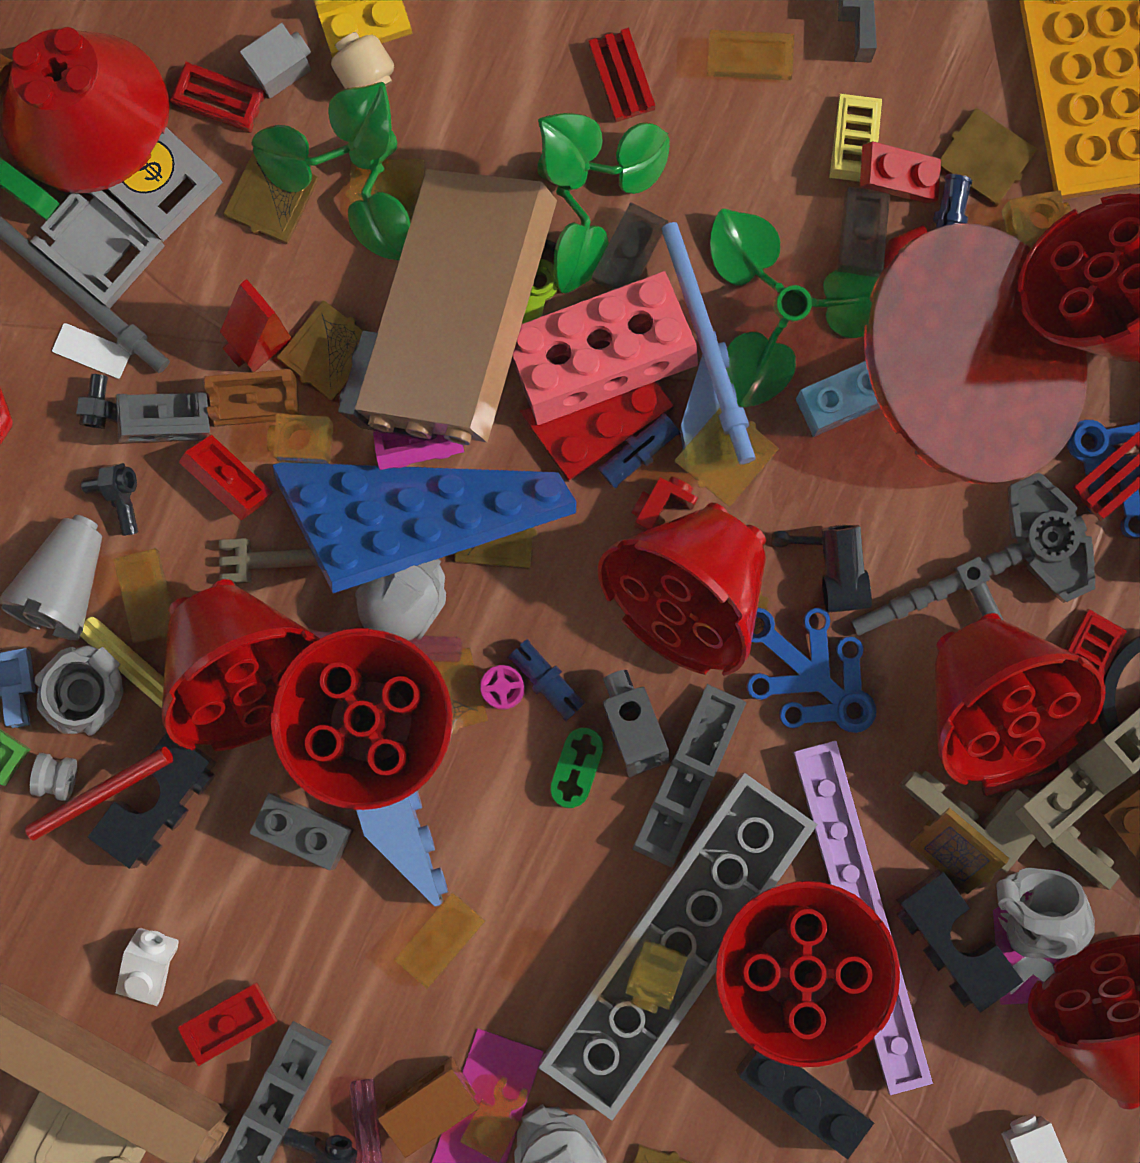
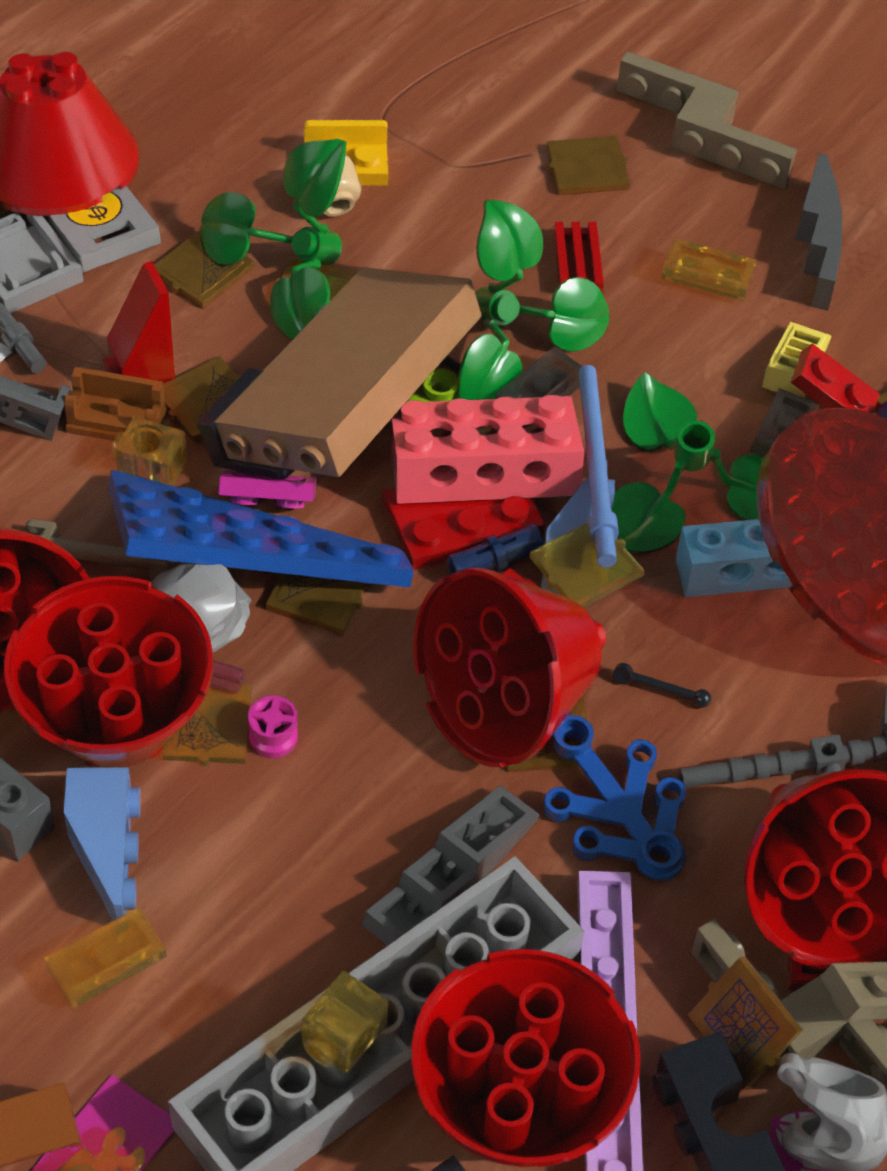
camera: 10 degrees right, 30 degrees down
(226, 477) = (59, 466): red plate -> none
(251, 110) = (179, 186): red tile -> none
(277, 59) = (252, 163): light grey brick -> none
(546, 679) = (324, 735): dark blue pin -> none
(566, 764) = (318, 823): green beam -> none
(639, 740) = (406, 778): dark grey torso -> none
(846, 581) = (684, 721): black piece -> none

